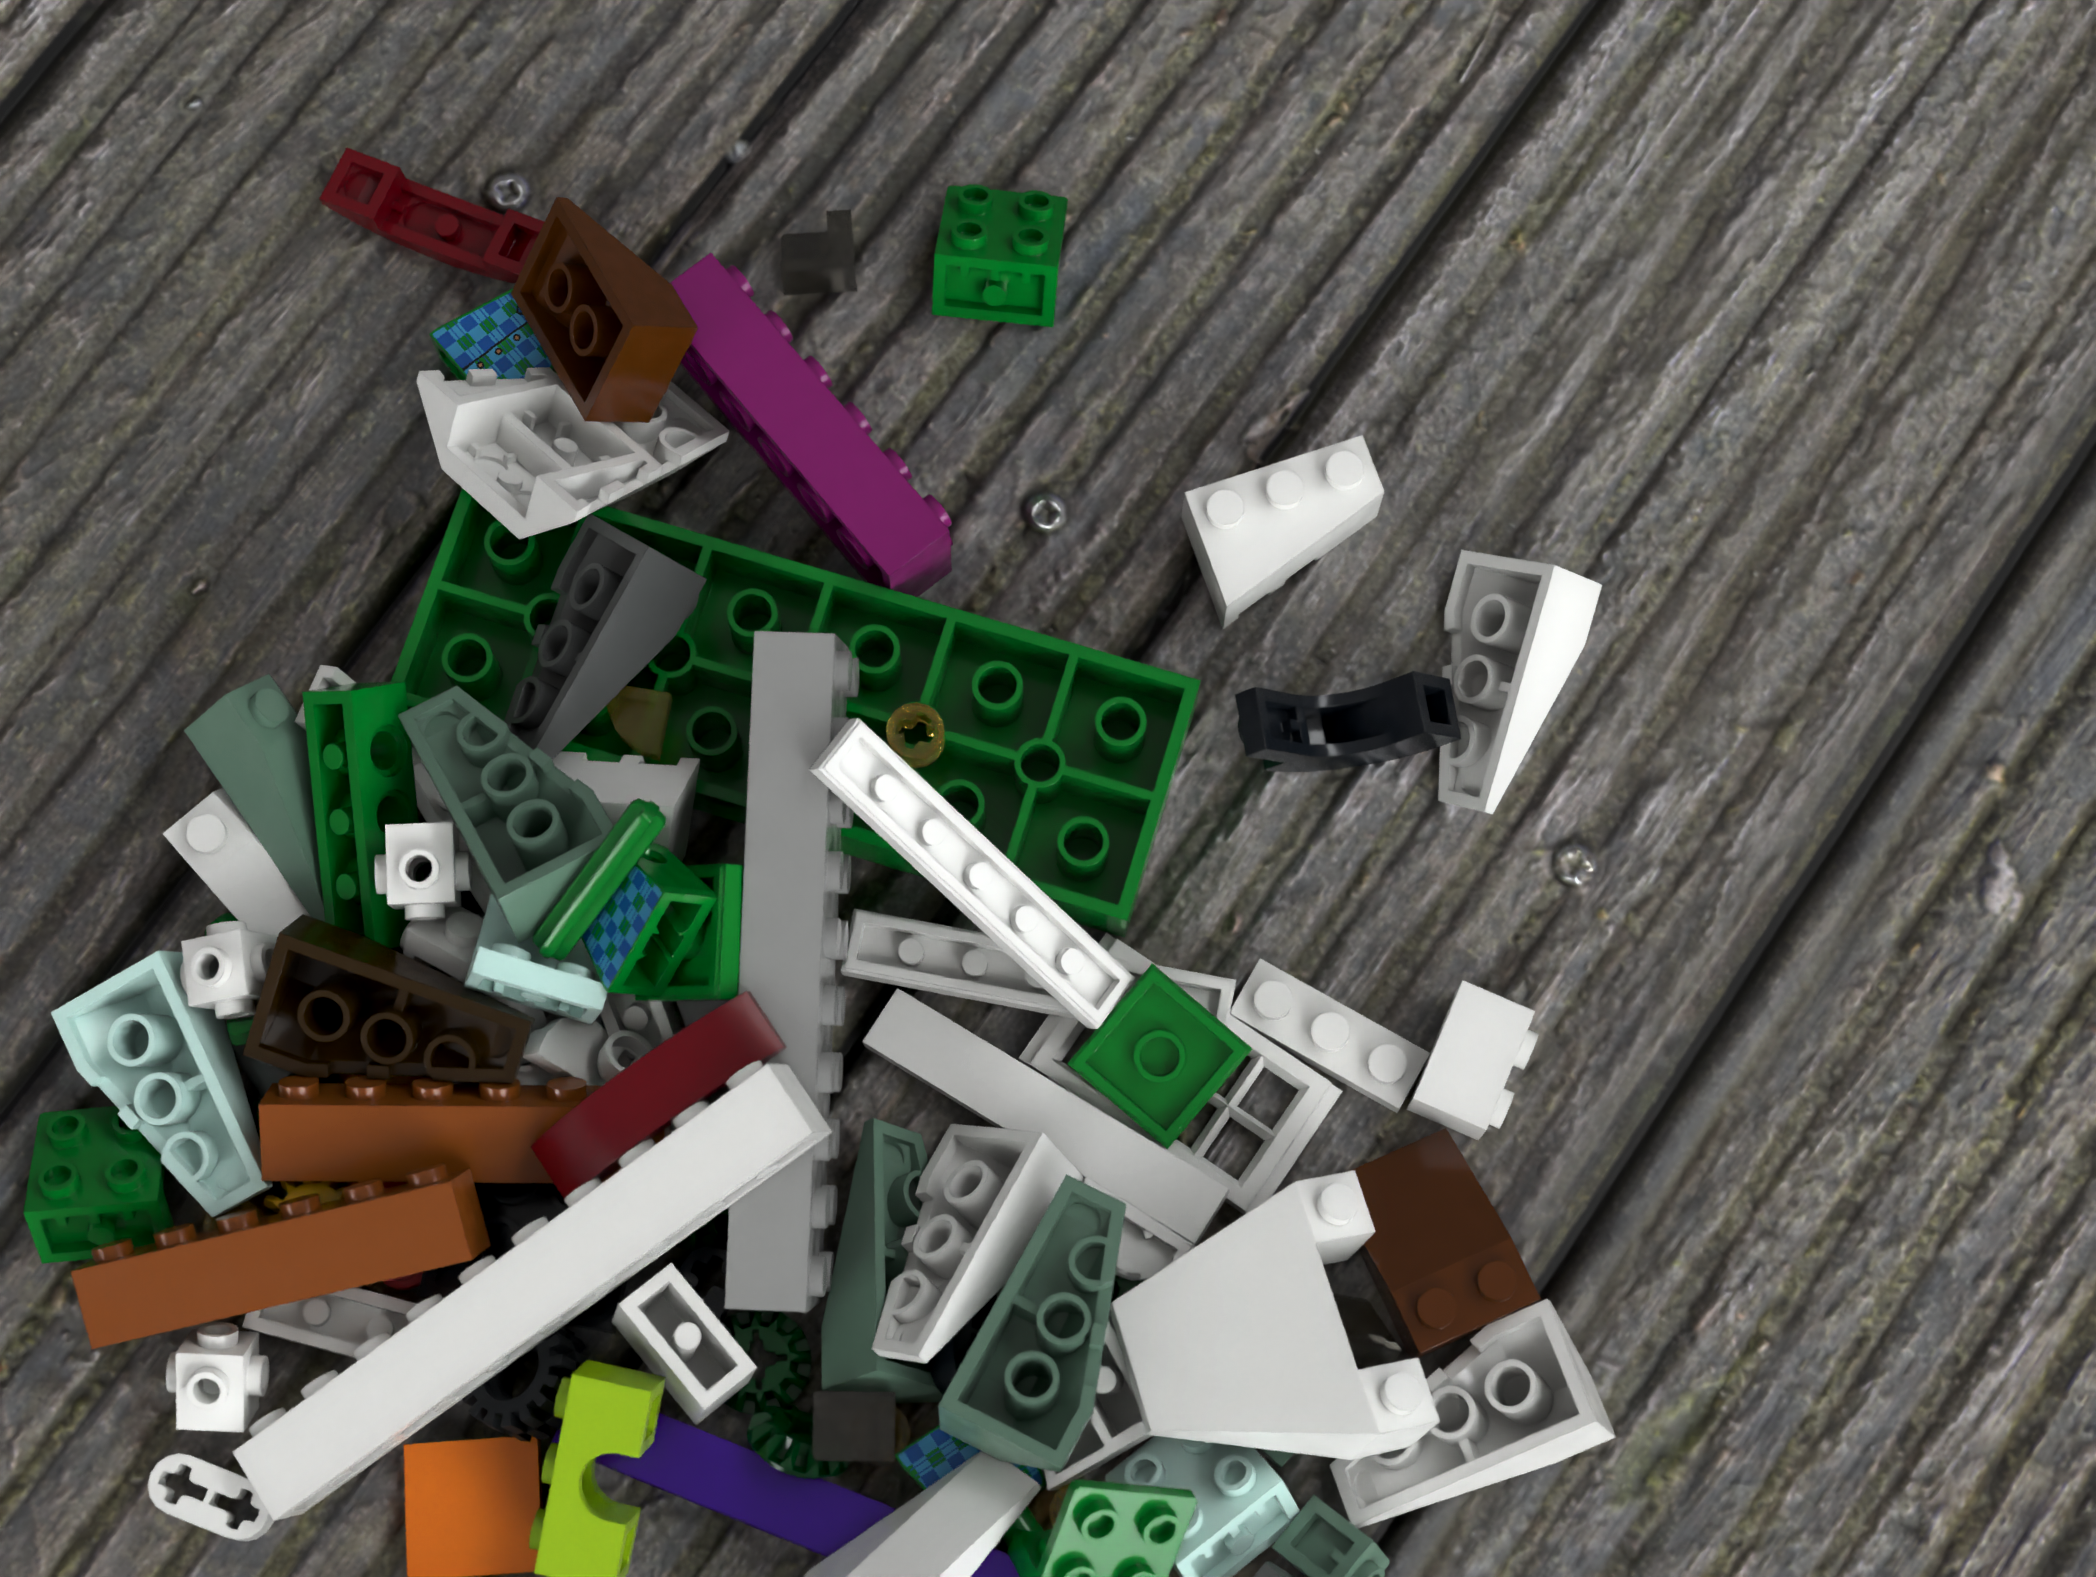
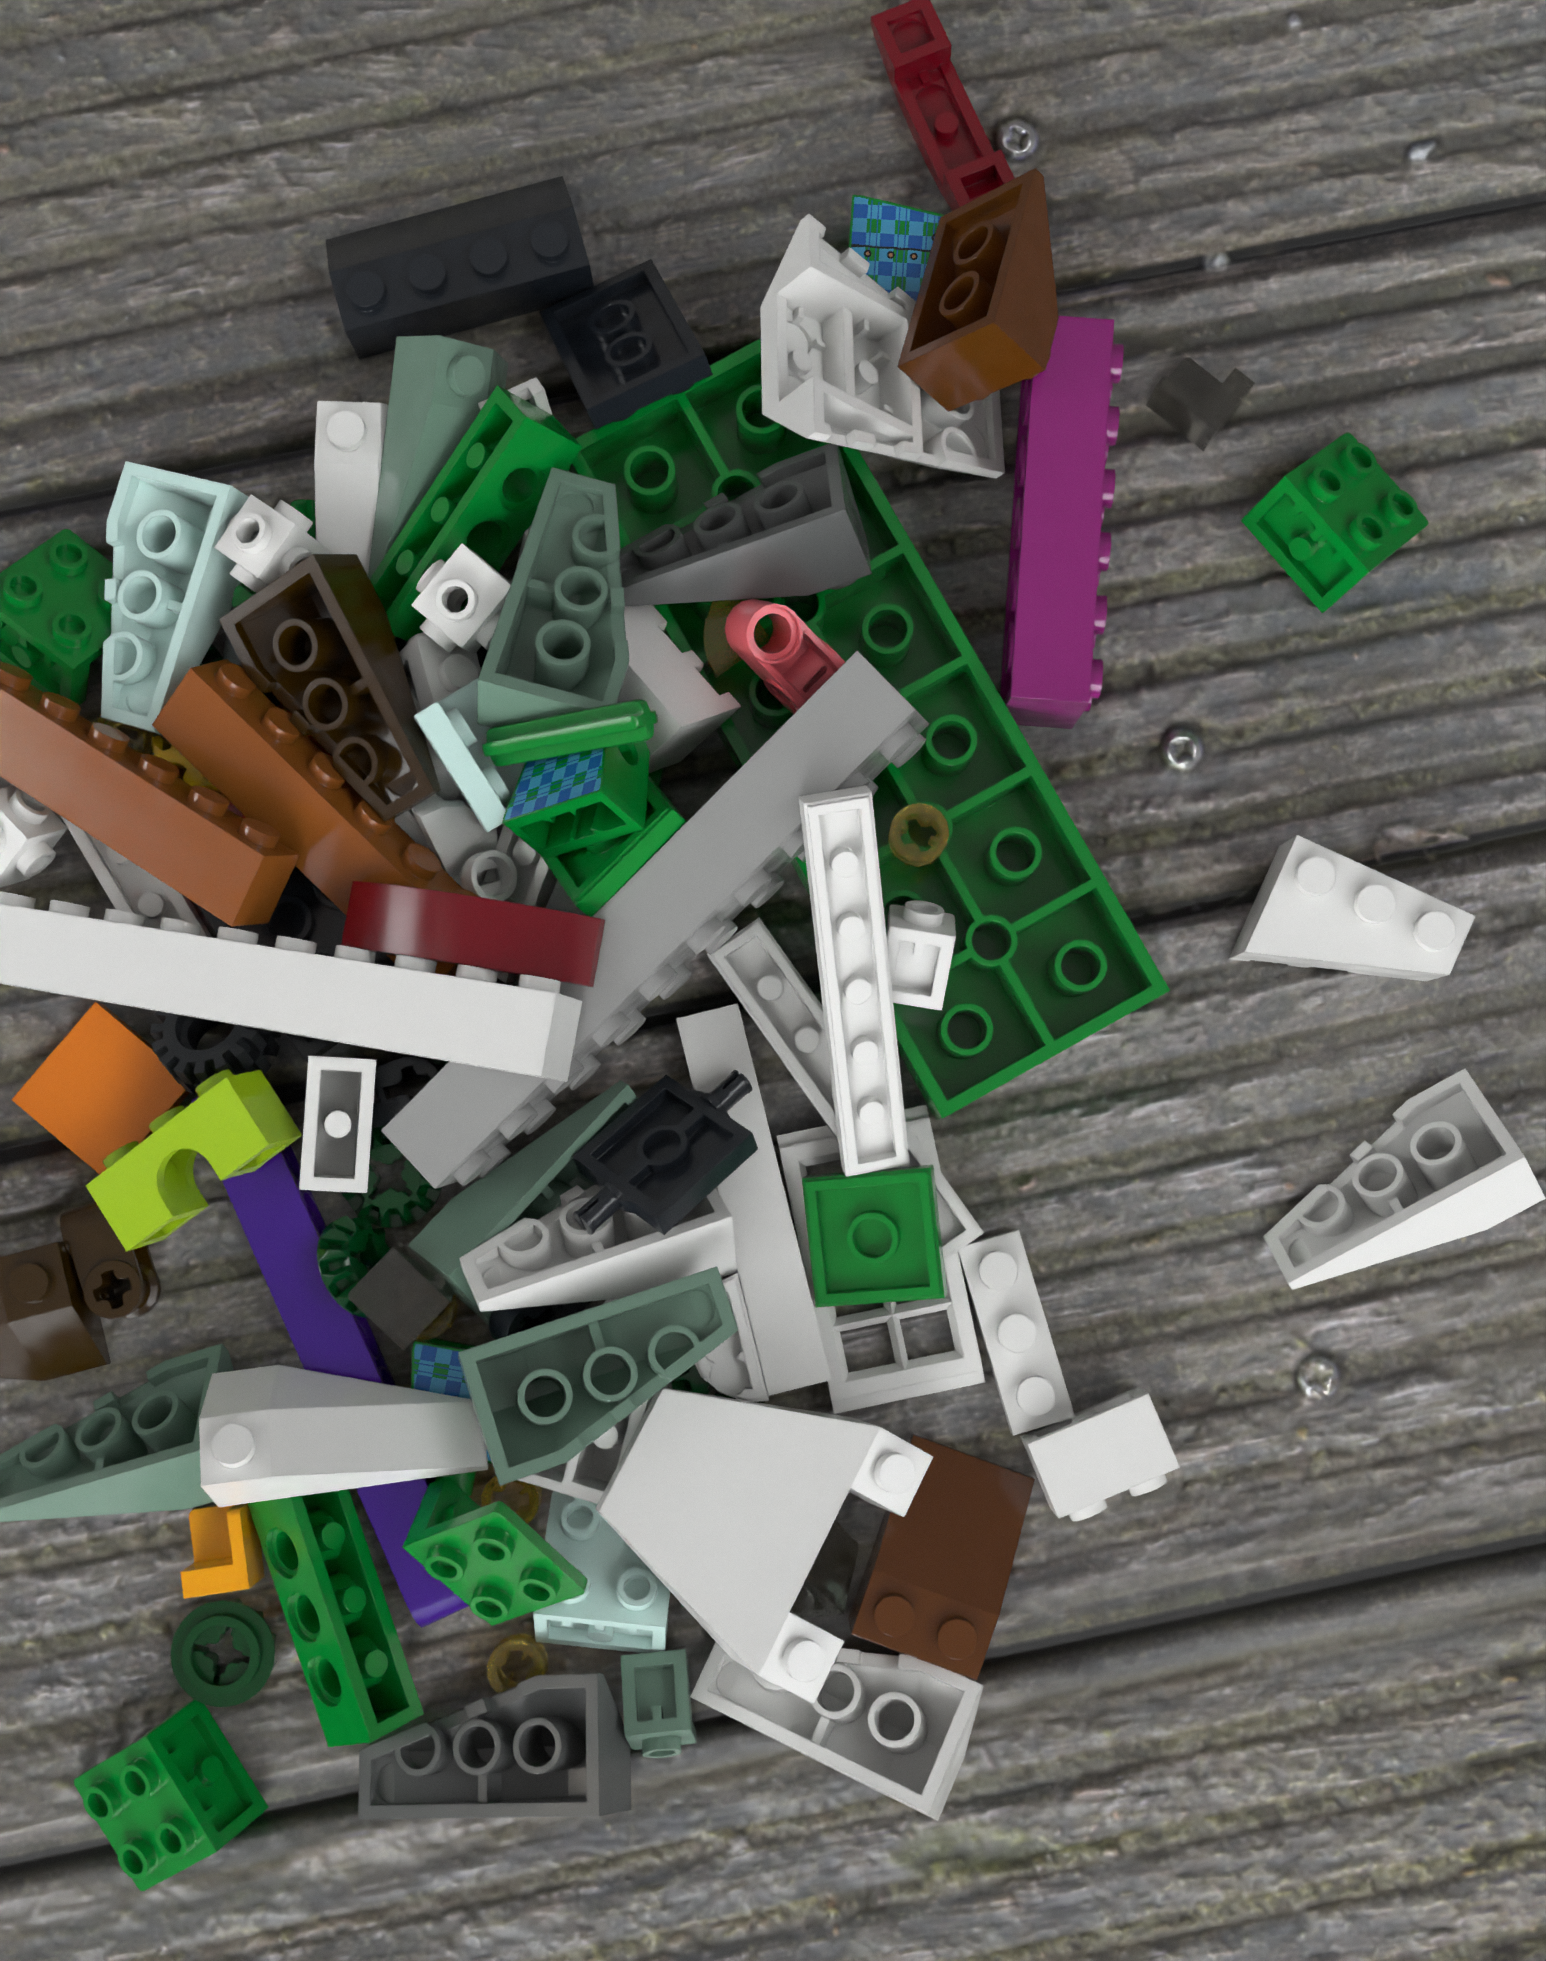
camera: 45 degrees right, 10 degrees up
(173, 645) = (458, 266): none -> black slope
(359, 586) = (625, 344): none -> black plate
(708, 691) = (794, 658): none -> coral piece
(949, 1136) = (665, 1153): none -> black plate
(1000, 813) = (920, 953): none -> white bracket
(1347, 727) = (1250, 1123): black arch -> none

